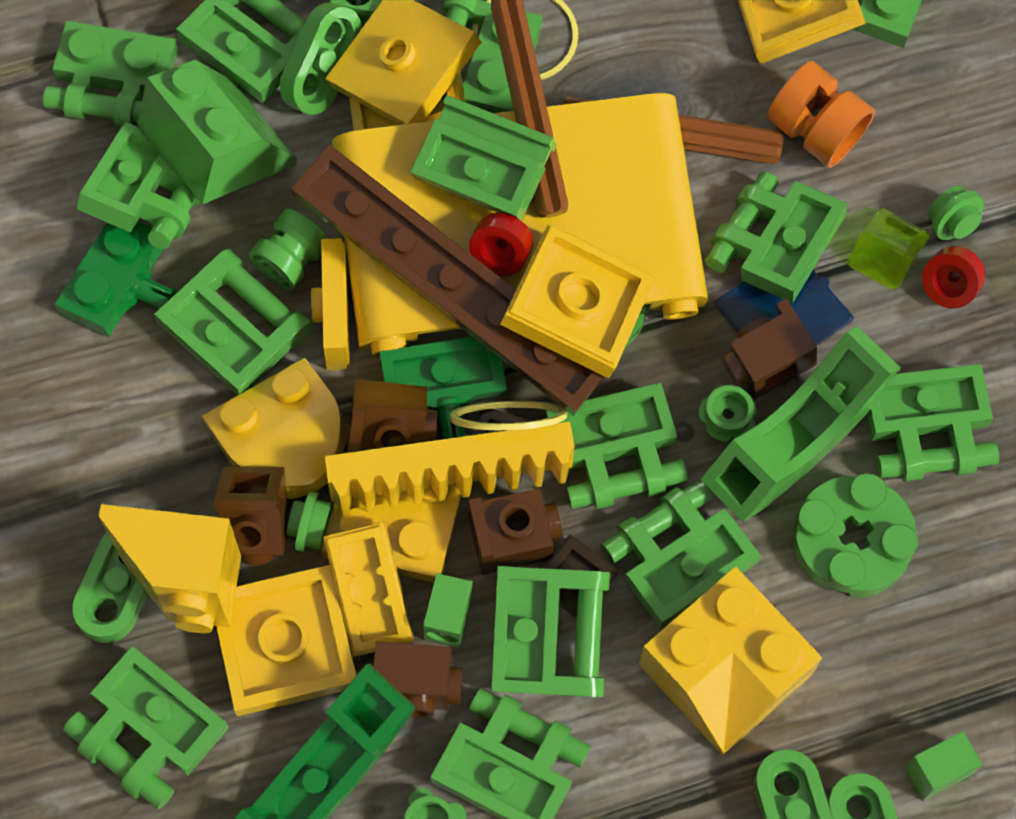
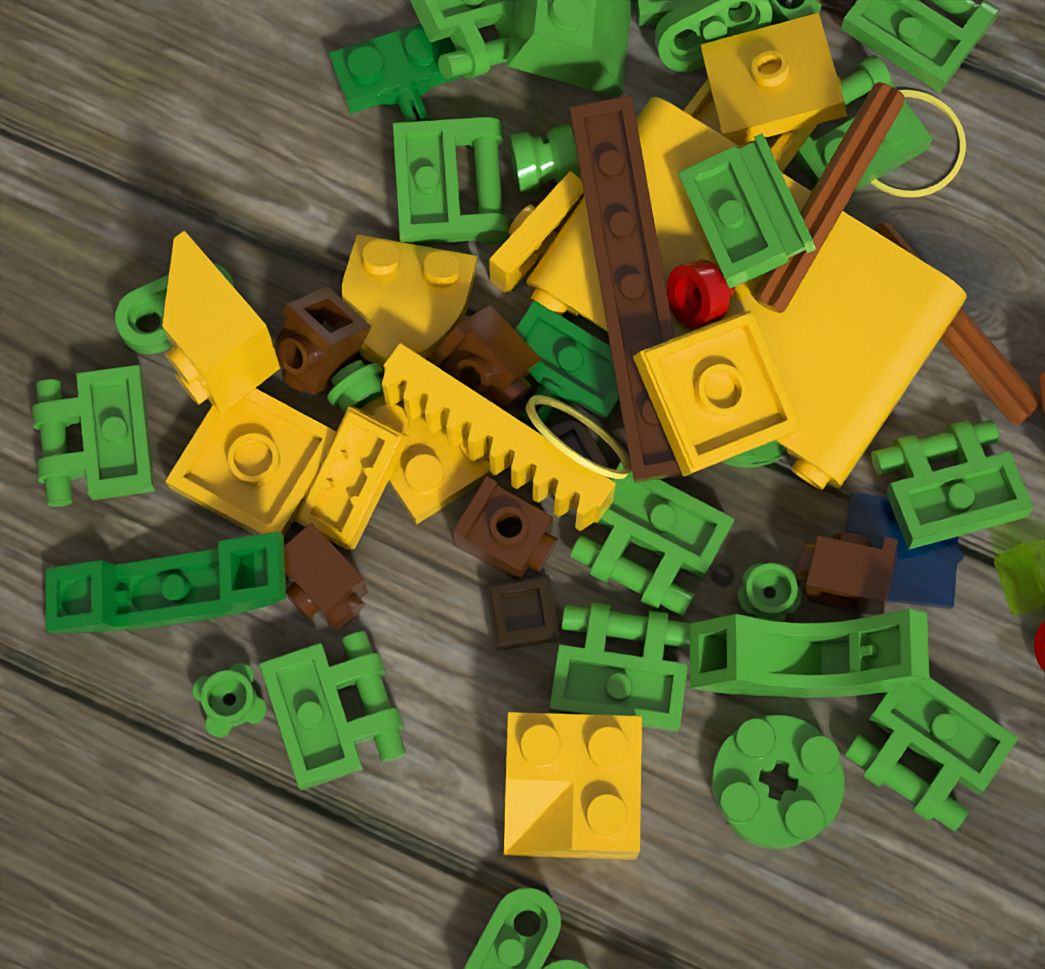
camera: 45 degrees right, 5 degrees up
(448, 610) = (396, 549): bright green piece -> none
(529, 631) = (441, 620): bright green plate -> none

